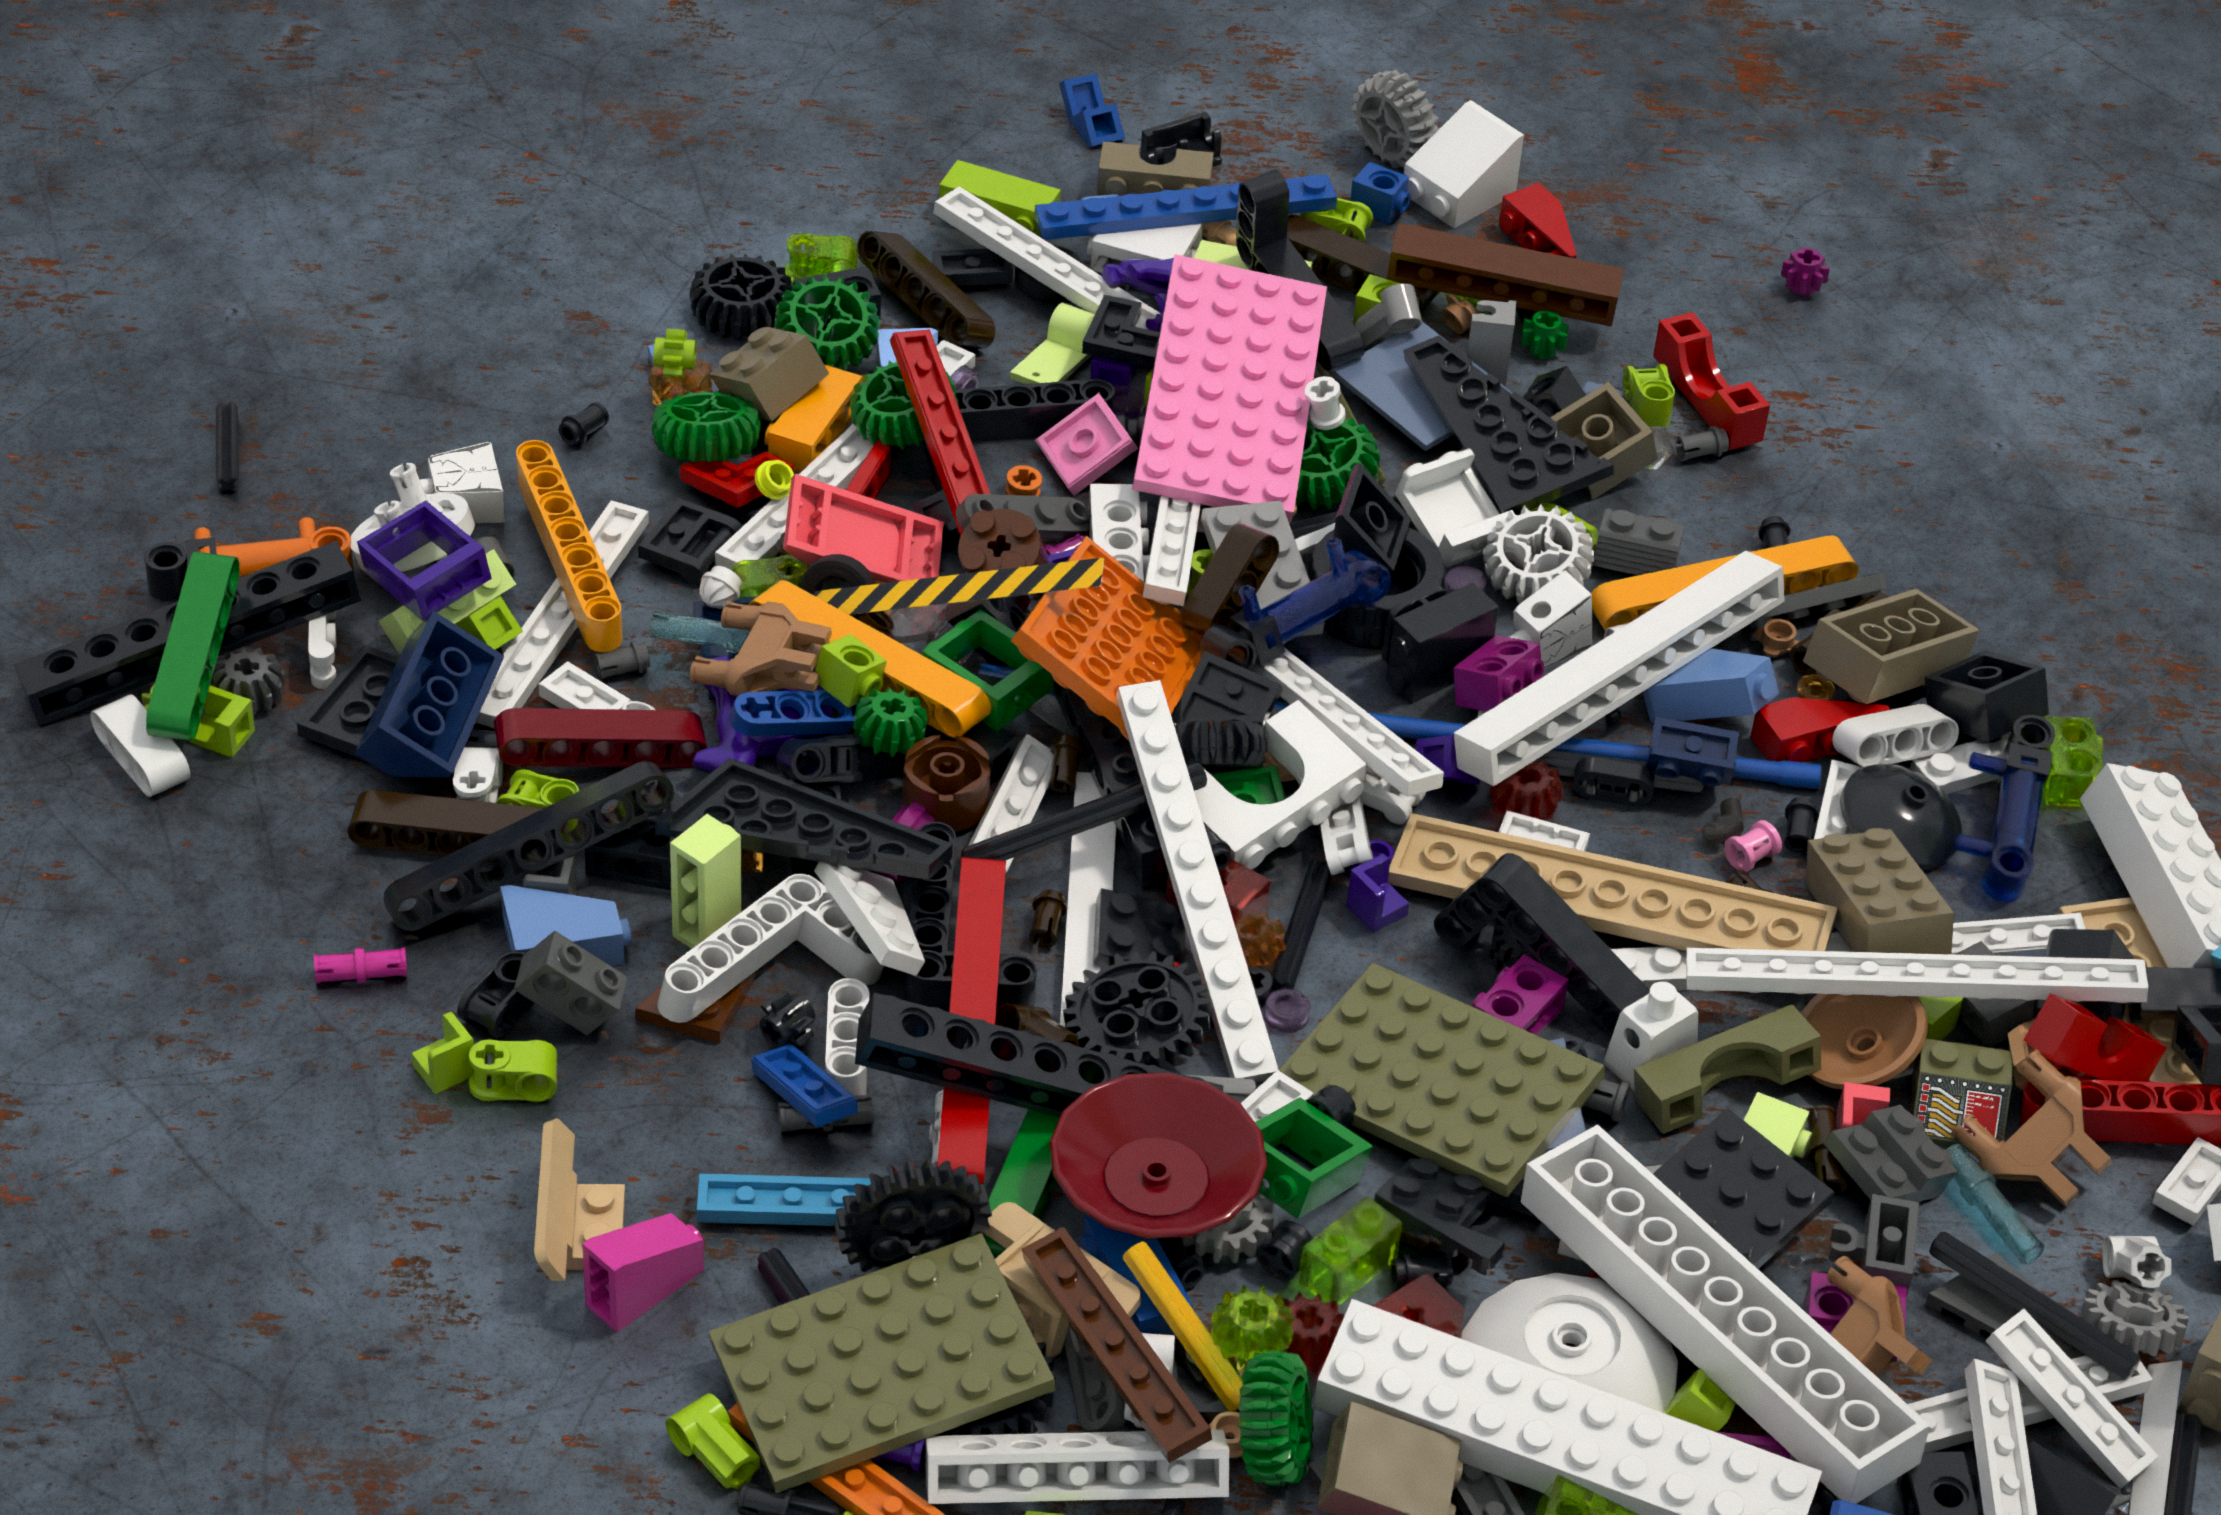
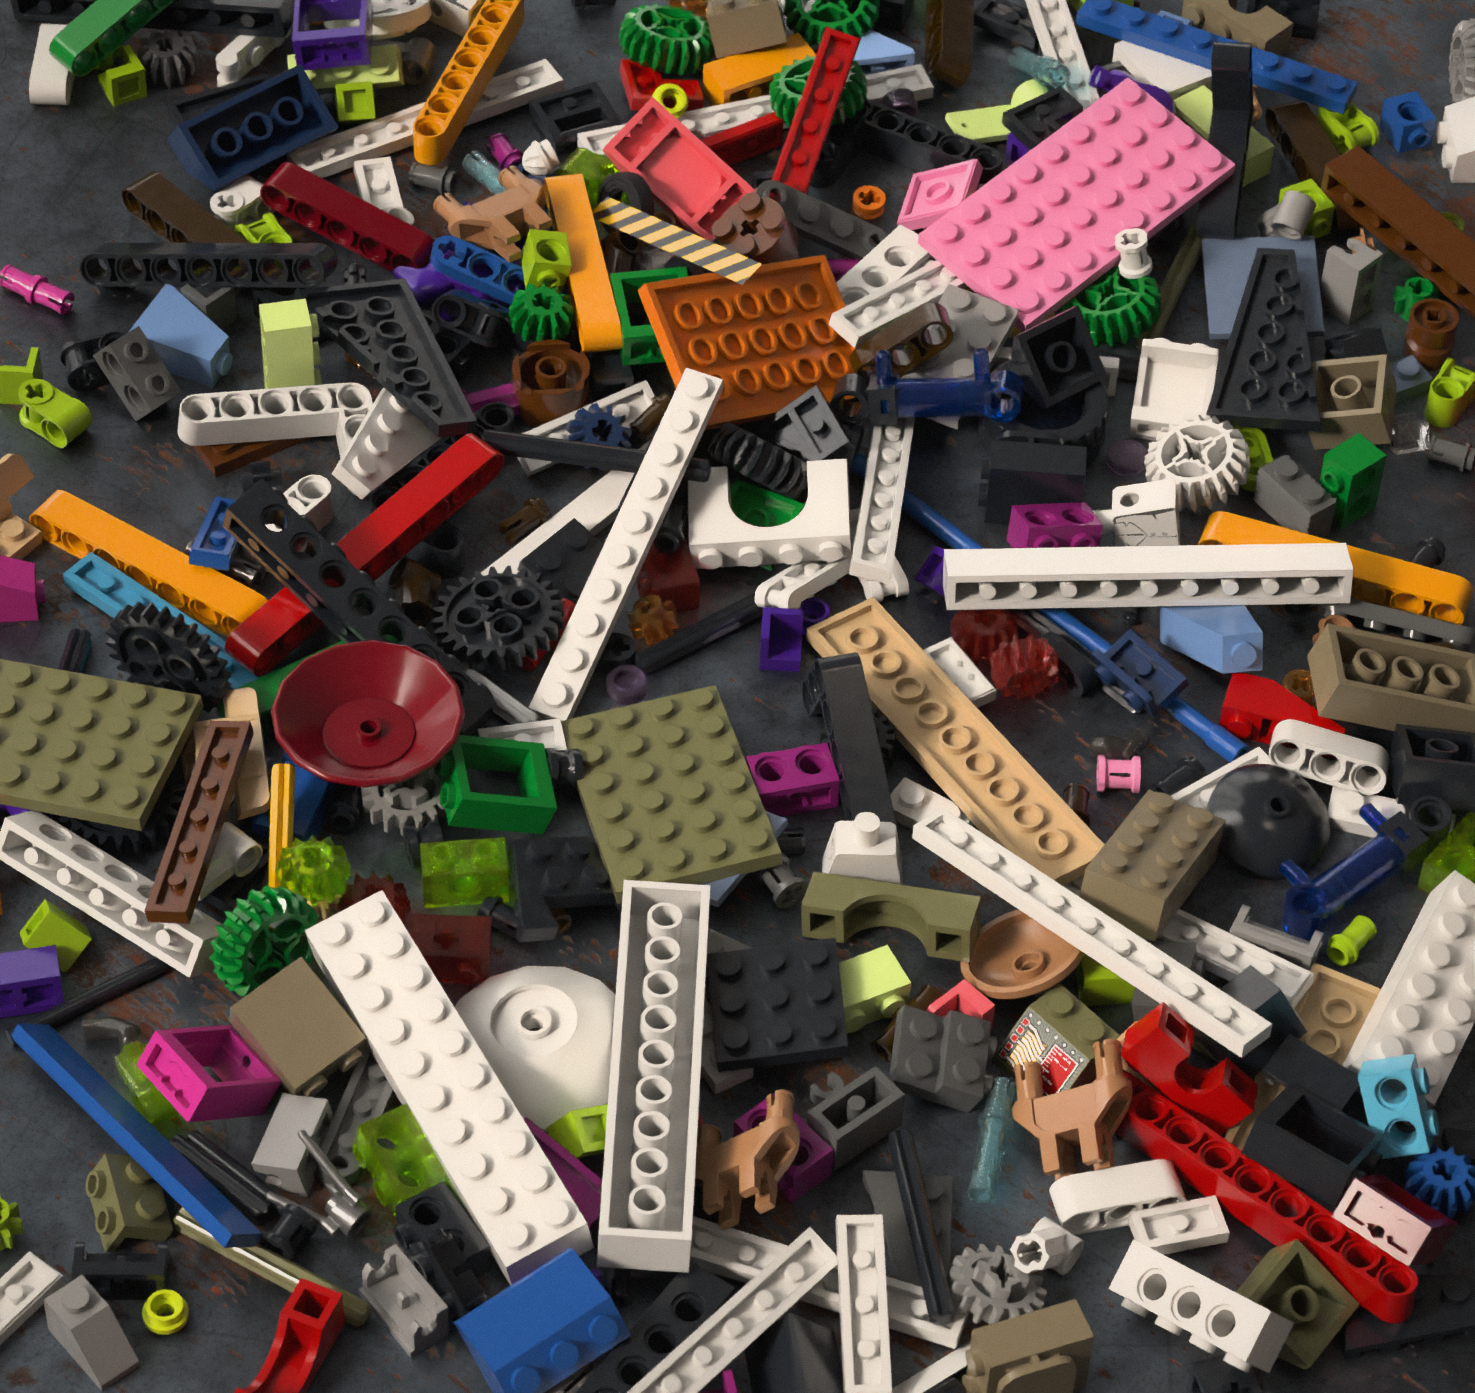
camera: 40 degrees right, 5 degrees up
(665, 603) = (504, 151): none -> magenta pin
(844, 1148) = (165, 571): none -> light orange beam
(1038, 796) = (601, 423): none -> dark blue gear
(1066, 289) = (1042, 68): none -> clear light blue pin
(1591, 351) = (1431, 332): none -> reddish brown wheel
(1598, 799) = (1024, 667): none -> clear red gear
(1674, 491) = (1353, 477): none -> green brick
(2023, 906) = (1289, 947): none -> light grey hinge
(2060, 881) = (1345, 947): none -> lime pin
(2128, 1186) = (1108, 1195): none -> white beam

